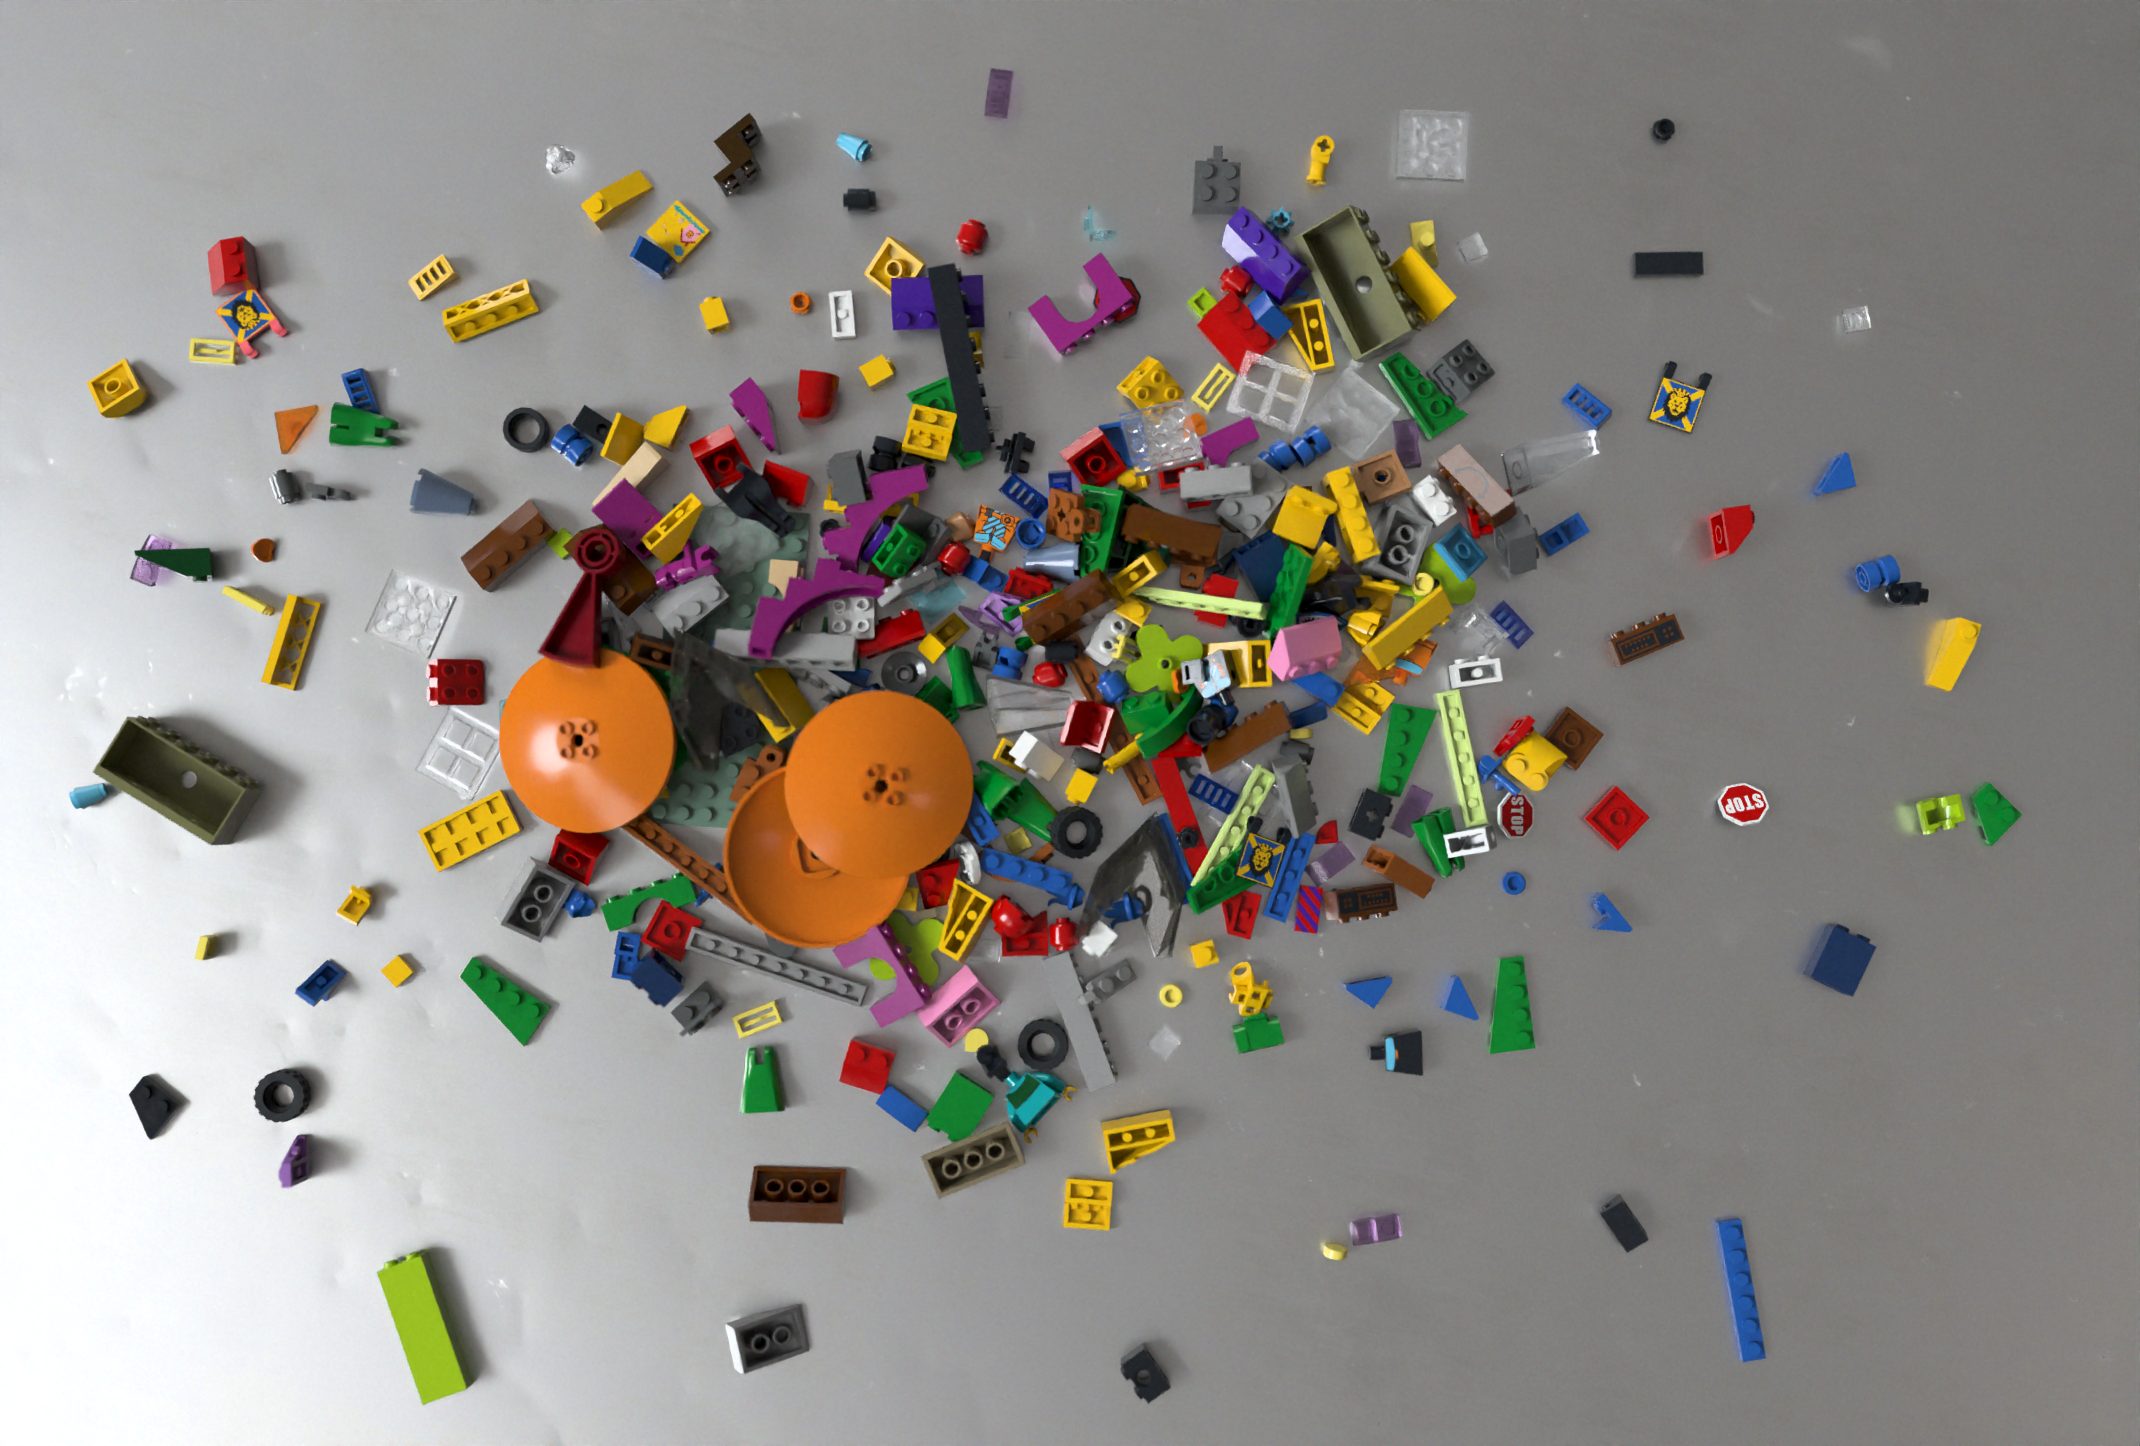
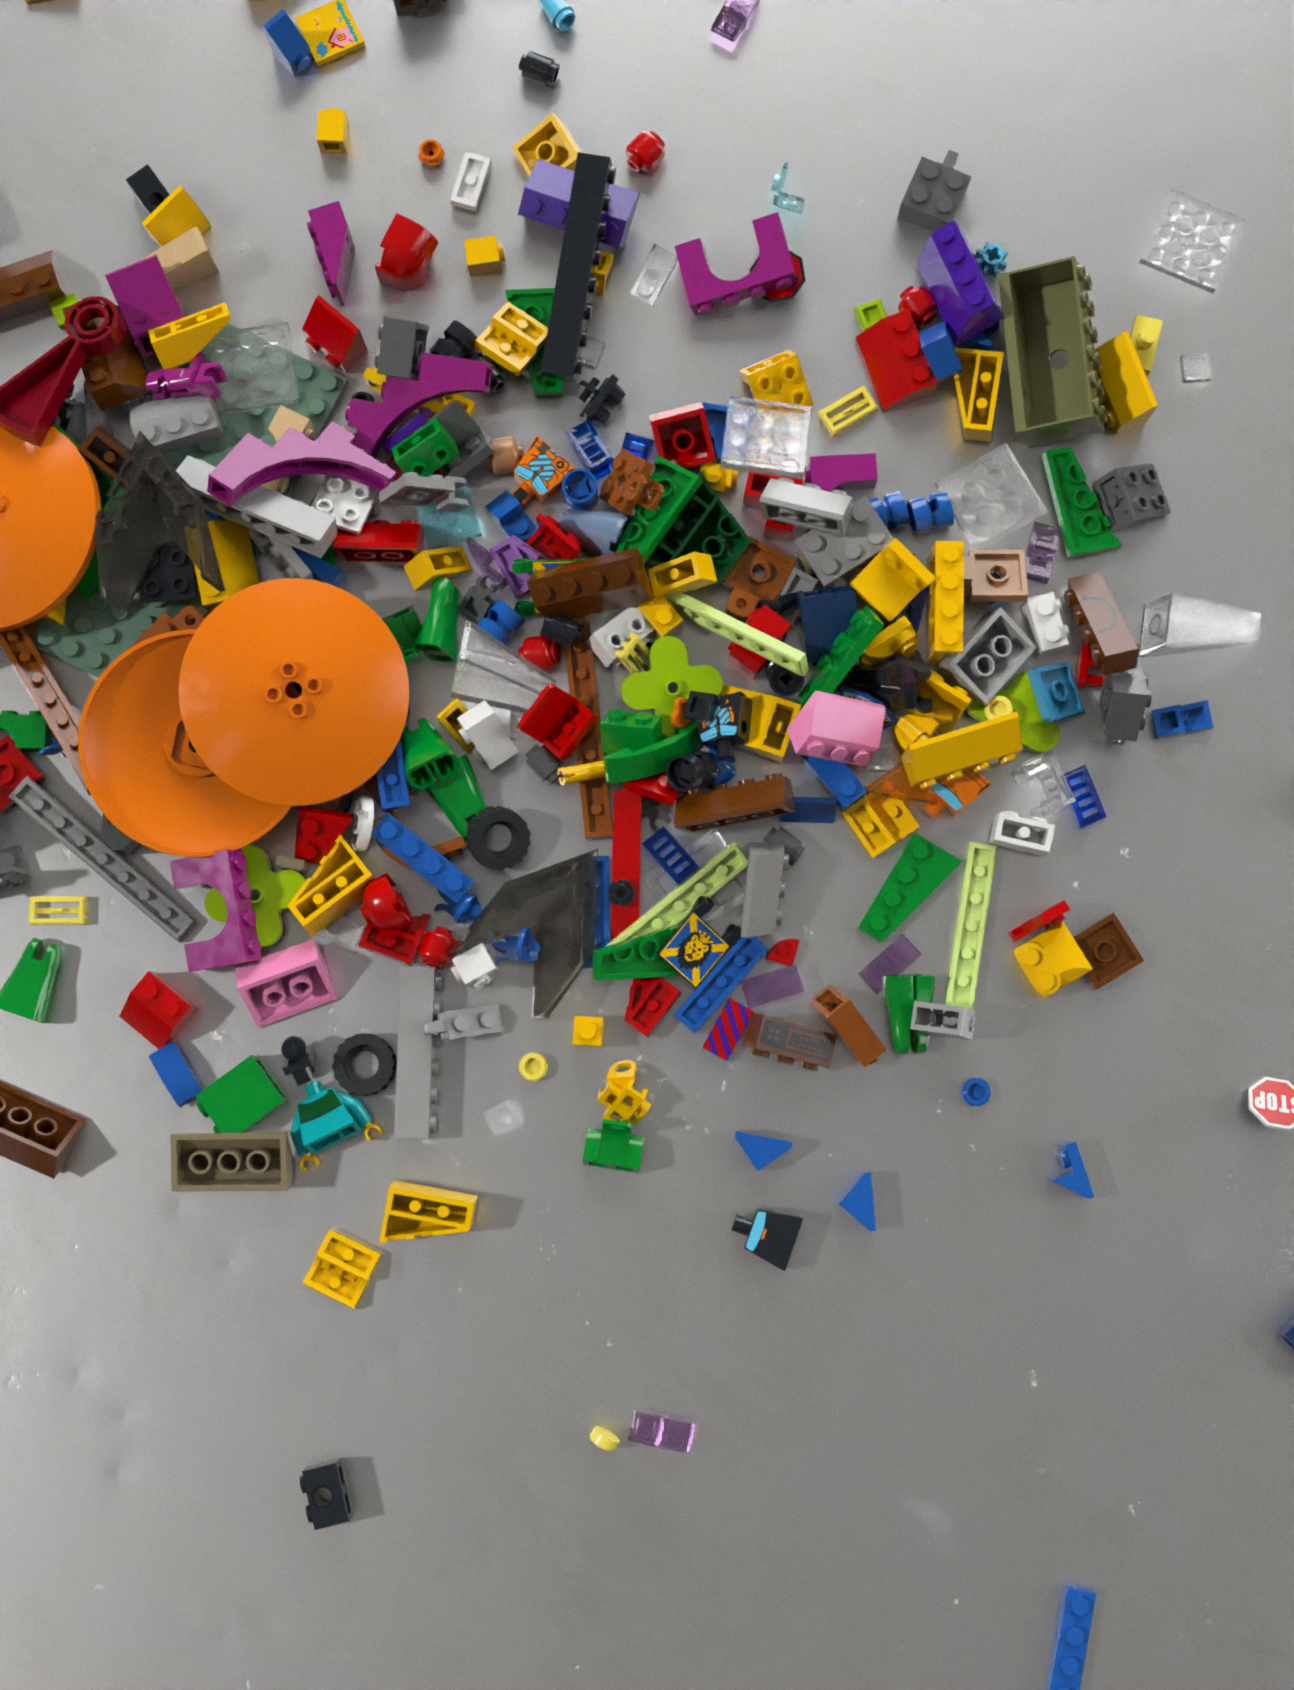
camera: 25 degrees right, 5 degrees down
(490, 312) = (93, 38): yellow fence -> none
(511, 420) = (72, 157): black tyre -> none
(569, 442) = (120, 209): blue wheel -> none
(666, 427) = (230, 228): yellow slope -> none
(718, 457) = (275, 283): red slope -> none
(755, 501) = (289, 334): black animal -> none
(901, 662) = (377, 577): dark grey dish -> none
(910, 899) = (279, 839): yellow brick -> none
(954, 559) = (485, 486): red head -> none
(975, 1038) = (291, 1027): light yellow tile -> none
(1018, 841) = (430, 824): light yellow tile -> none
(1080, 787) = (523, 788): yellow slope -> none
(1113, 686) = (604, 691): blue head -> none
(1170, 532) = (734, 541): reddish brown slope -> none
(1199, 424) = (815, 444): orange piece -> none
(1270, 392) = (908, 436): clear window -> none
(1301, 733) = (797, 827): light yellow tile -> none
(1320, 160) = (1061, 210): yellow connector -> none
(1360, 822) = (846, 933): black brick -> none
(1489, 768) = (998, 949): blue arm -> none
(1512, 1019) = (916, 1244): green wing -> none
(1516, 816) = (1007, 1014): piece -> none
(1592, 401) = (1259, 603): blue slope -> none
(1616, 817) = (1123, 1062): red plate -> none
(1623, 1224) = (955, 1542): black hinge -> none
(1644, 639) = (1230, 871): brick -> none

